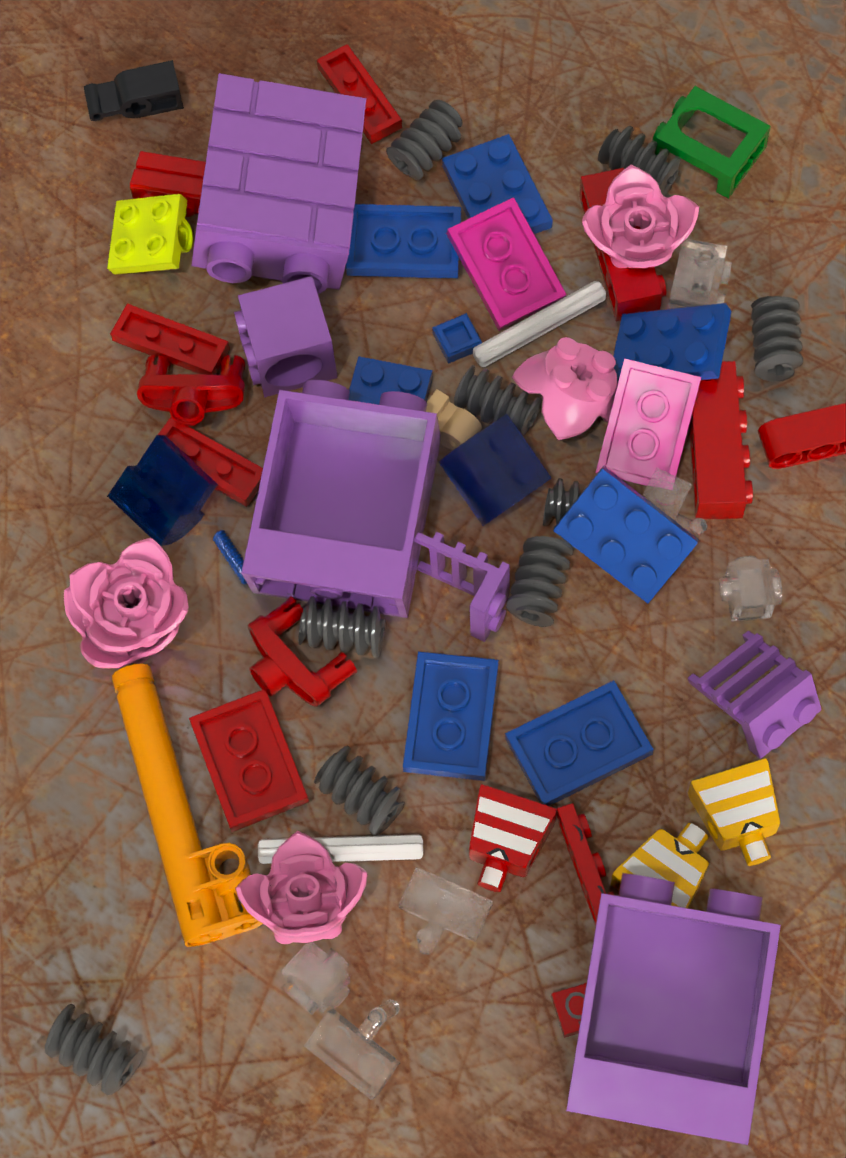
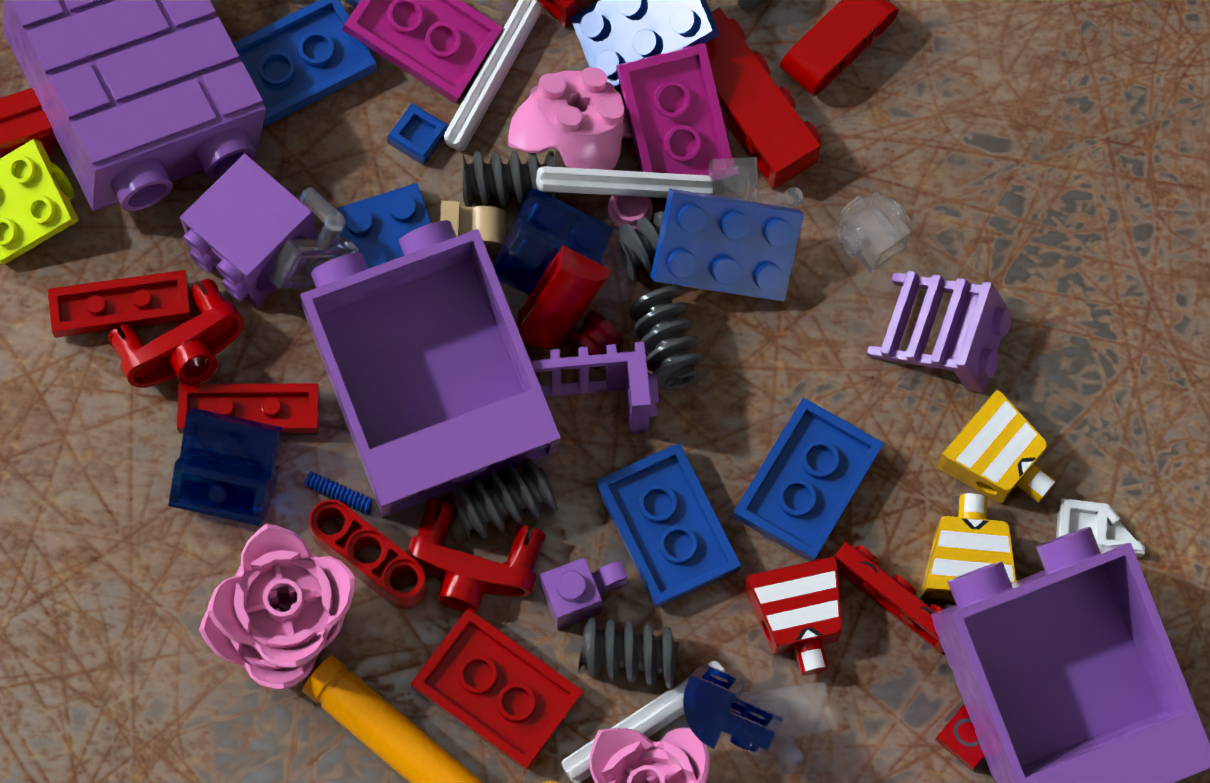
camera: 40 degrees left, 5 degrees up
(217, 593) = (359, 534): none -> red beam
(304, 367) = (301, 256): none -> clear plate
(349, 722) = (575, 592): none -> medium lavender brick
(389, 863) = (715, 708): none -> clear blue brick
(475, 506) = (560, 298): none -> red brick
(488, 544) = (595, 335): none -> dark red wheel
(574, 445) = (619, 182): none -> white axle
(576, 469) = (629, 209): none -> bright pink plate
(787, 909) = (1100, 517): none -> white tile

